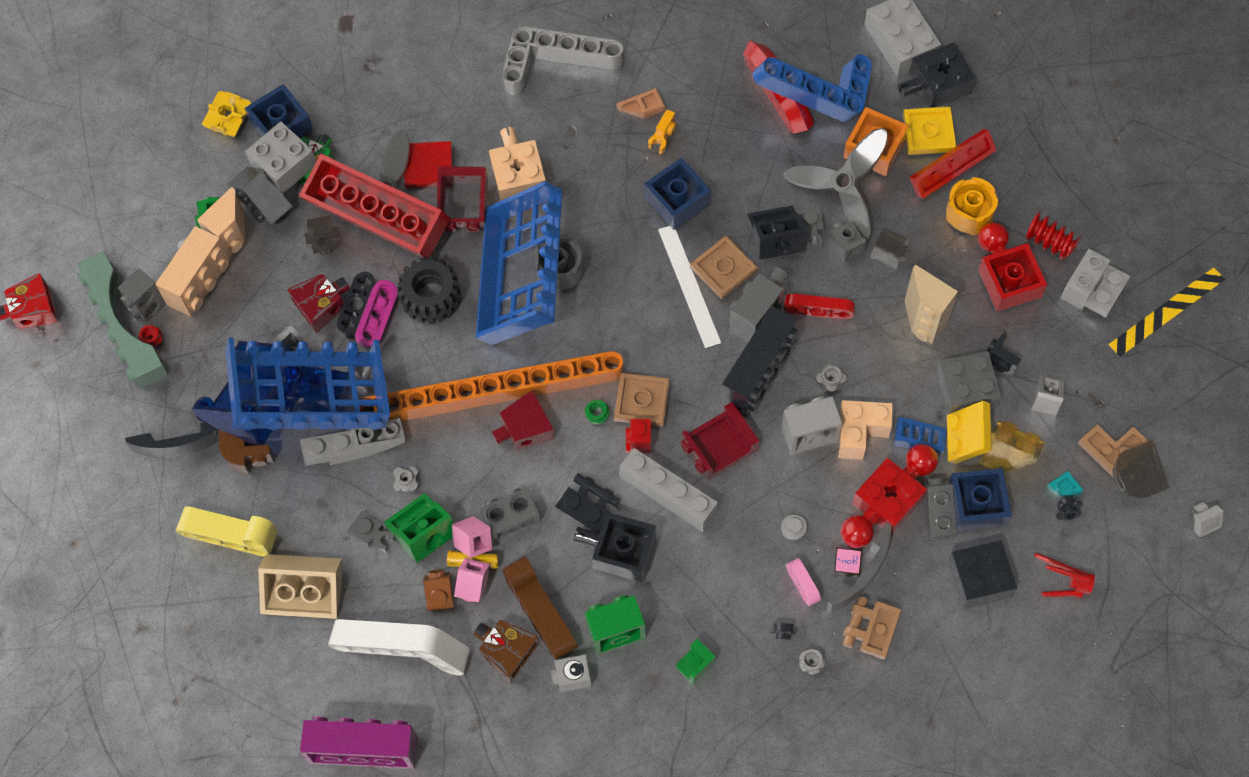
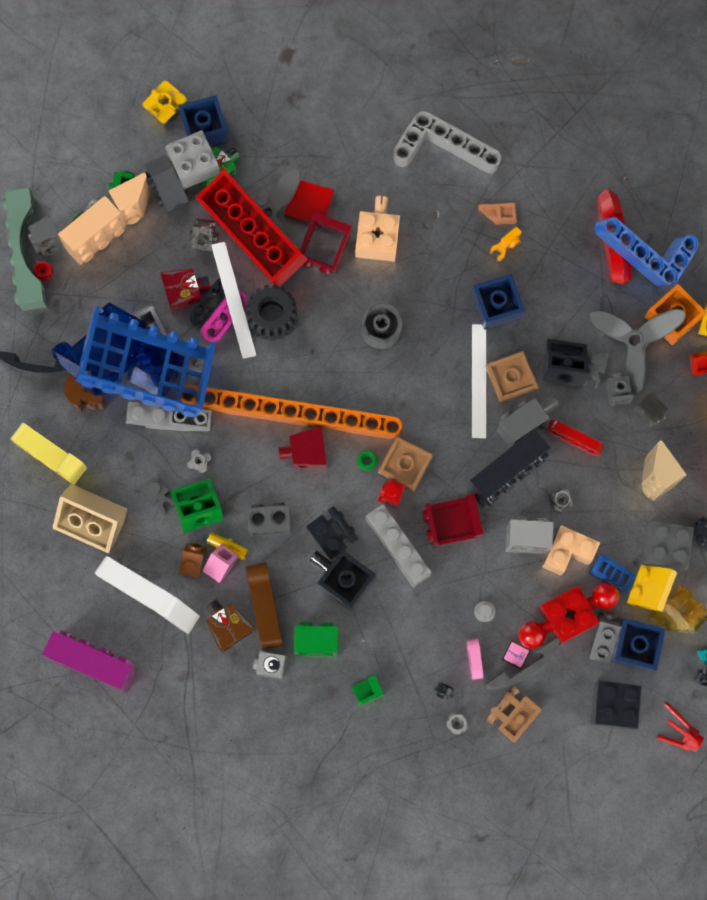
camera: 15 degrees right, 10 degrees up
(381, 291) = (233, 300): none -> white sticker
(472, 536) = (232, 529): bright pink brick -> none
(493, 260) = (328, 312): blue window -> none

